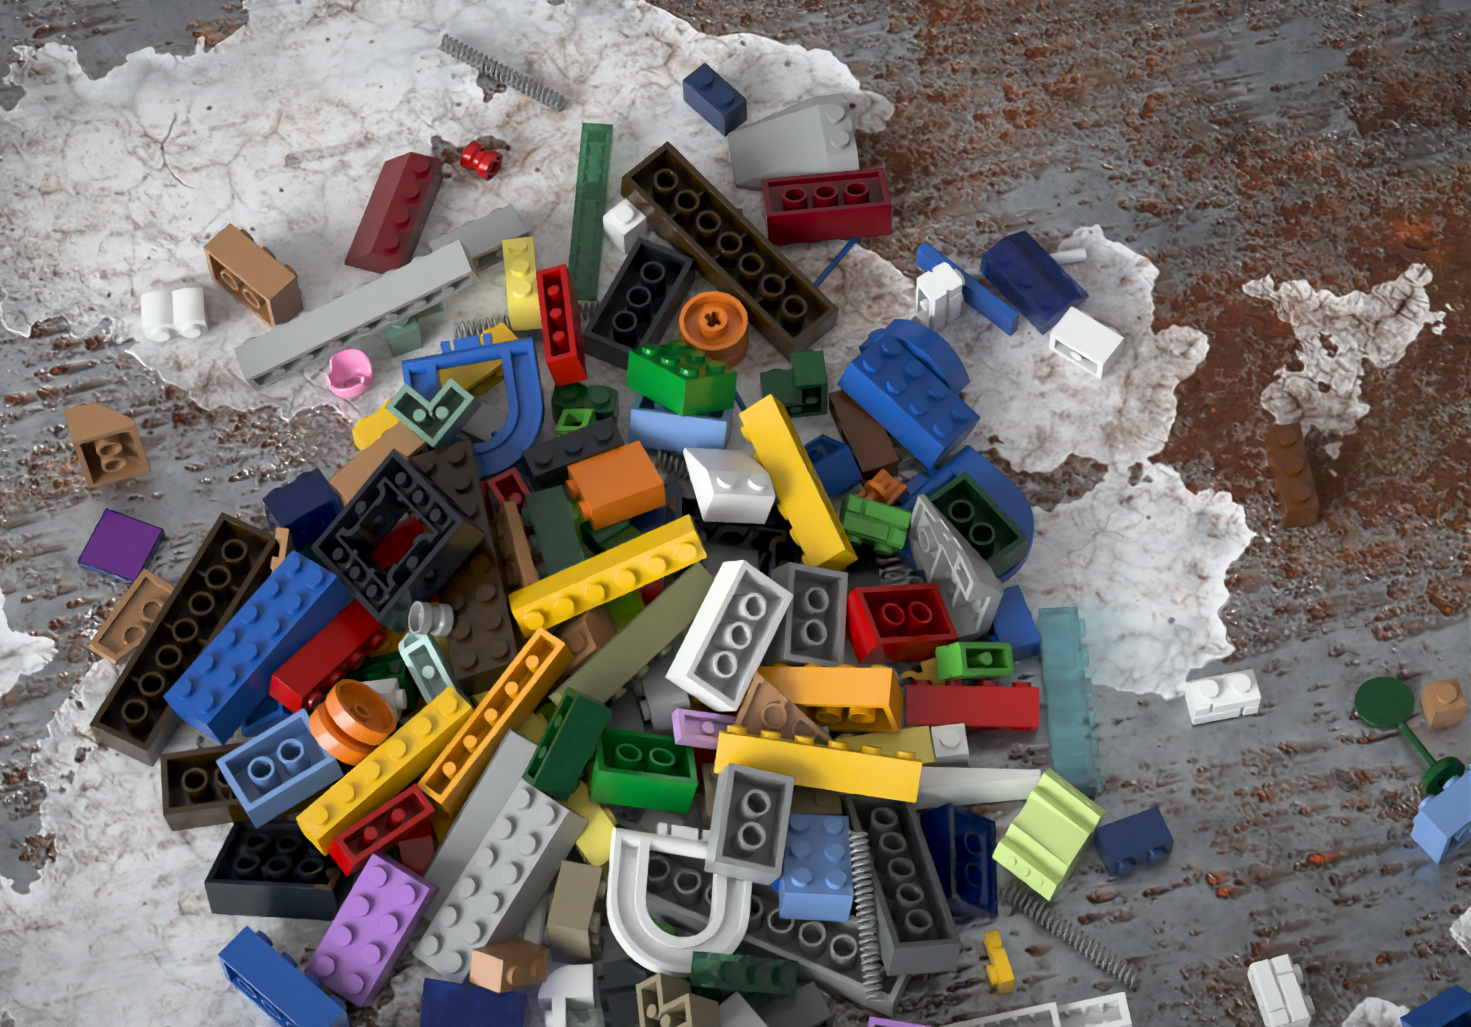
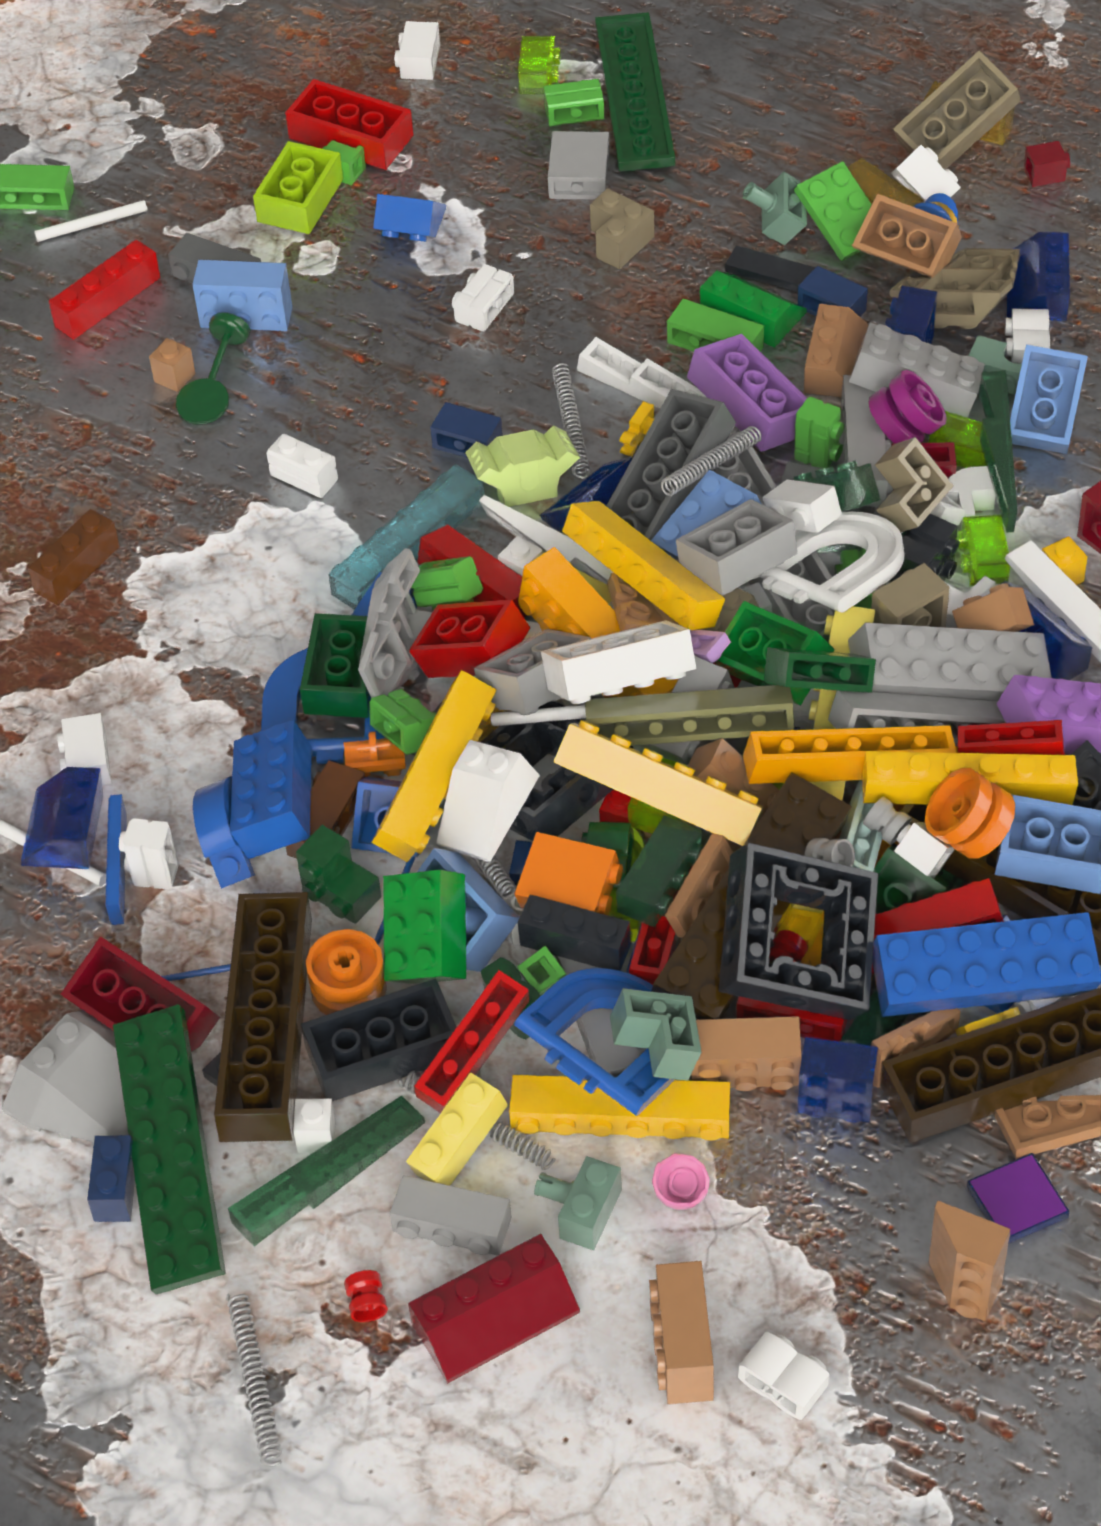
camera: 135 degrees left, 10 degrees down
(357, 314) = (633, 1197): light grey brick -> none
(418, 697) = (886, 820): none -> light grey wheel
(699, 136) = (168, 1150): none -> dark green plate
(749, 929) = (806, 503): none -> white brick

